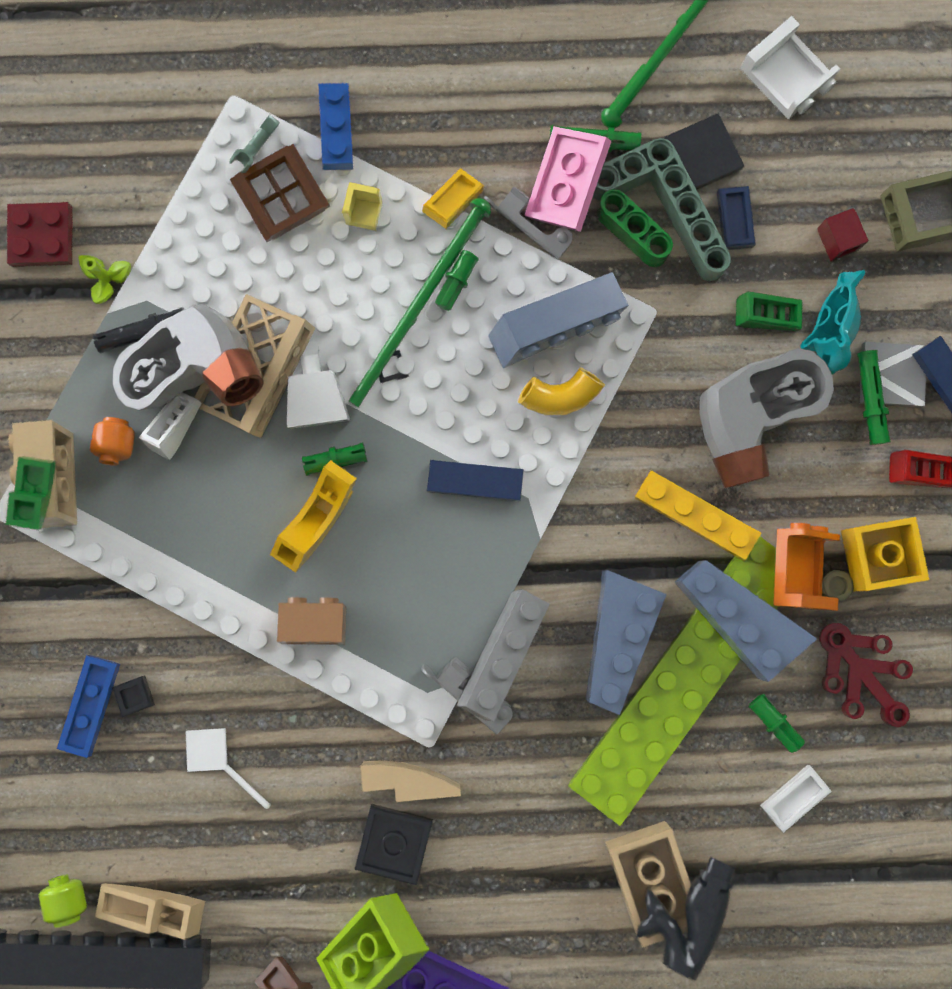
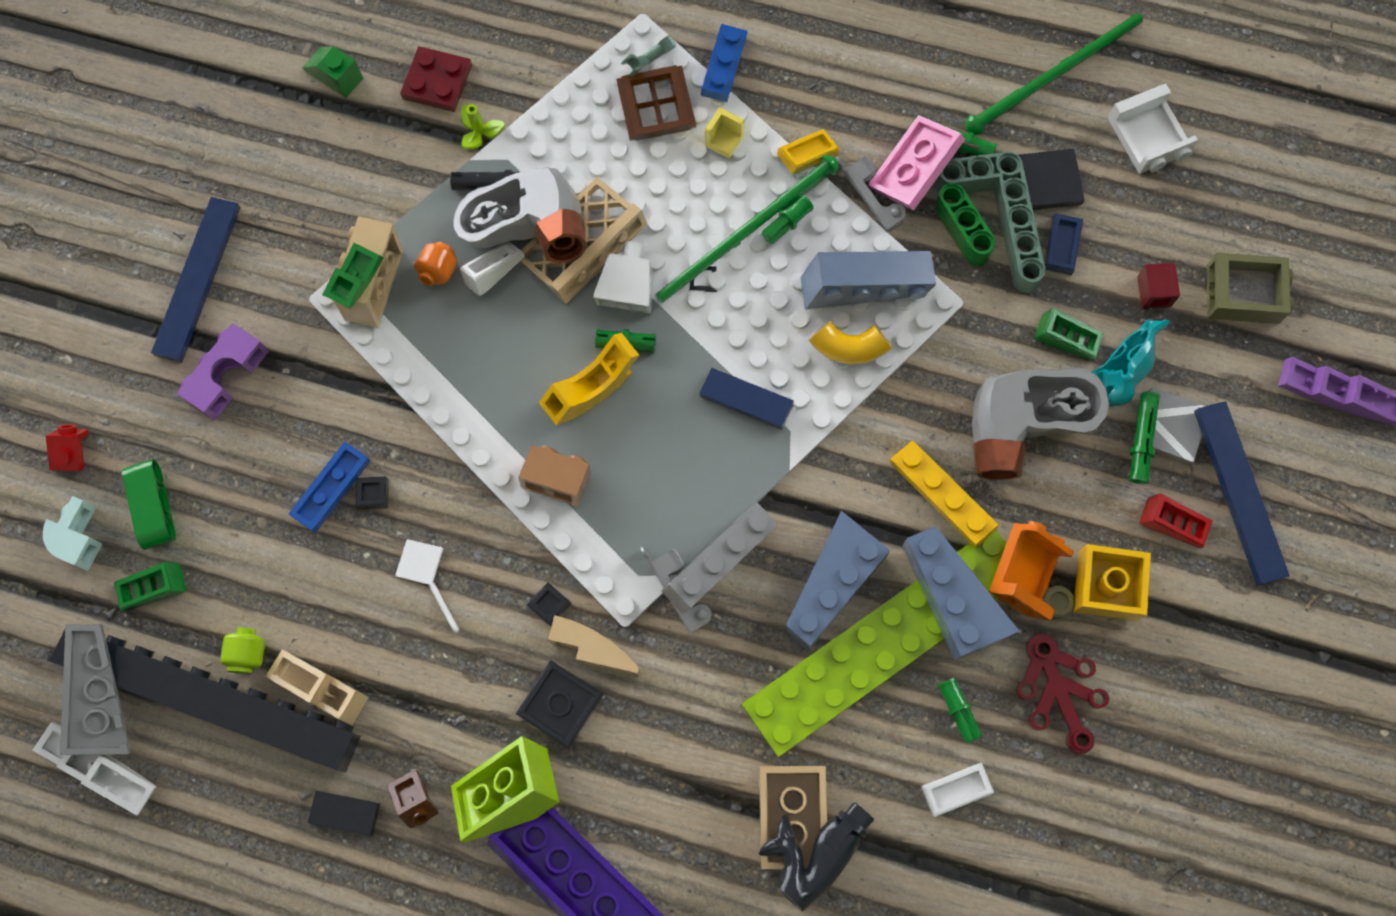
camera: 25 degrees right, 10 degrees down
(349, 749) = (549, 603): none -> black tile

